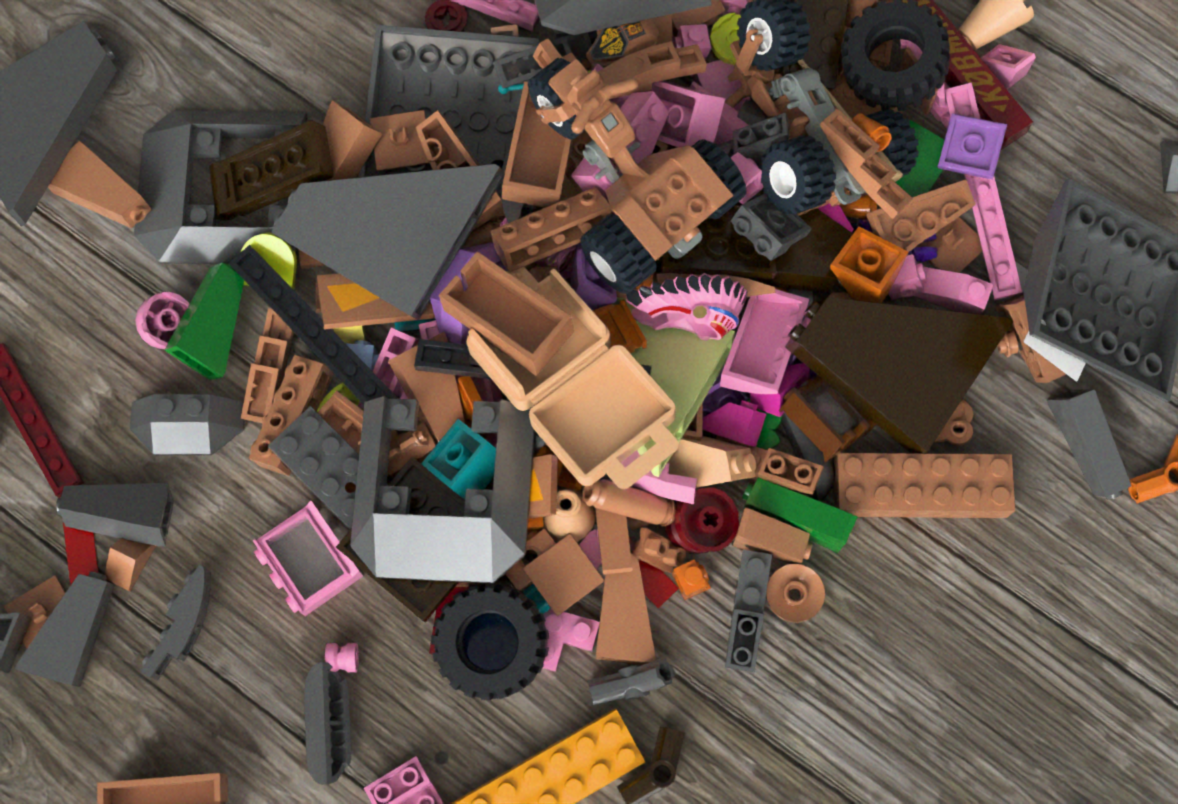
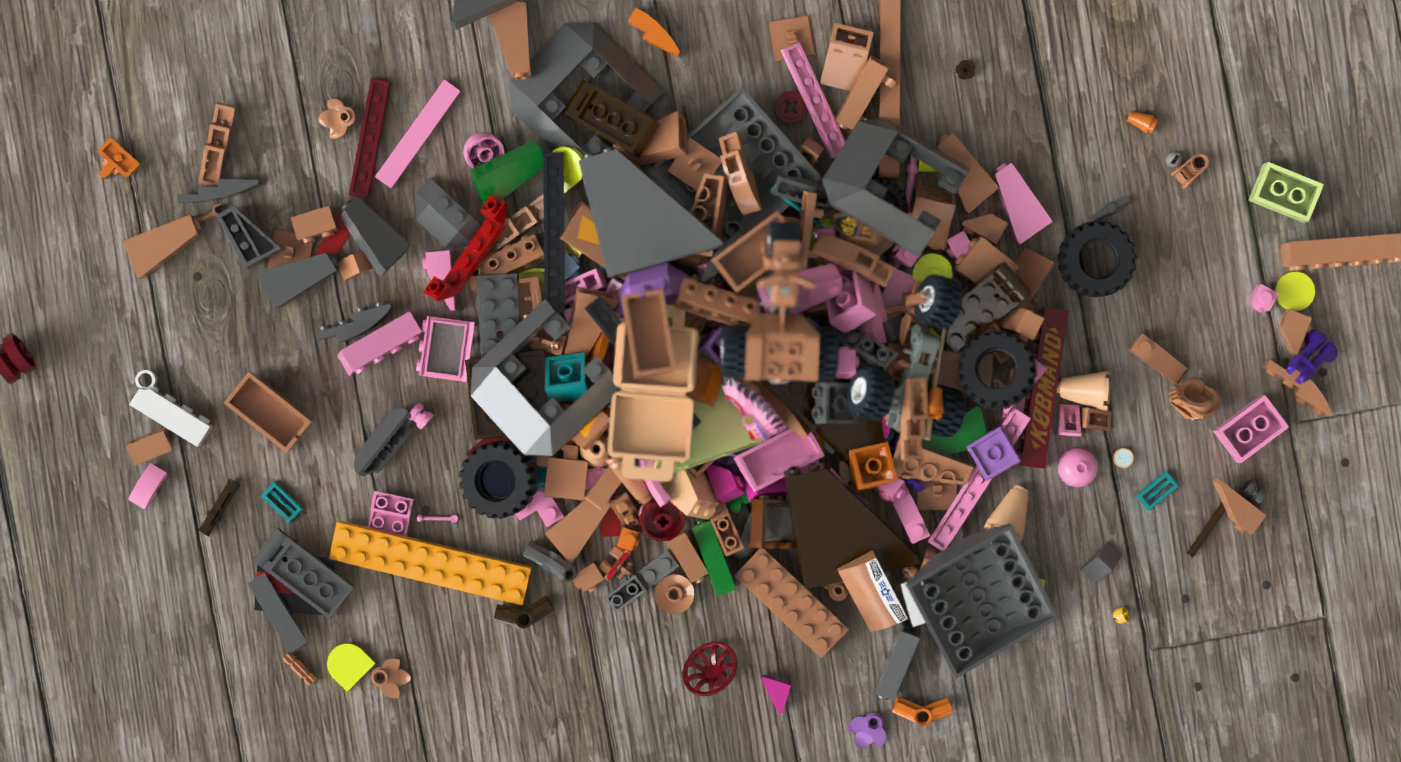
camera: 45 degrees right, 15 degrees up
(42, 558) = (314, 225): none -> nougat brick
(80, 371) = (418, 134): none -> bright pink tile
(225, 621) = (379, 343): none -> bright pink wedge
(229, 486) = (439, 265): none -> bright pink slope
(232, 369) = (474, 253): none -> red slope
(243, 64) = (654, 32): none -> orange slope
(453, 102) = (738, 174): none -> nougat slope
(481, 738) = (420, 518): none -> bright pink hinge
(689, 661) = (588, 578): none -> nougat brick
(700, 605) = (609, 570): none -> nougat hips
(917, 637) = (712, 672): none -> dark red wheel
(996, 393) = (872, 592): none -> nougat slope
(1005, 594) = (777, 690): none -> dark pink slope
(1027, 38) = (1095, 419): none -> nougat slope
(1039, 189) = (1011, 510): none -> light nougat cone
(1060, 98) = (1077, 467): none -> bright pink cylinder
(1091, 53) = (1123, 457): none -> light aqua tile
(1135, 551) = (866, 732): none -> medium lavender plate
(1153, 74) = (1144, 501): none -> teal tile

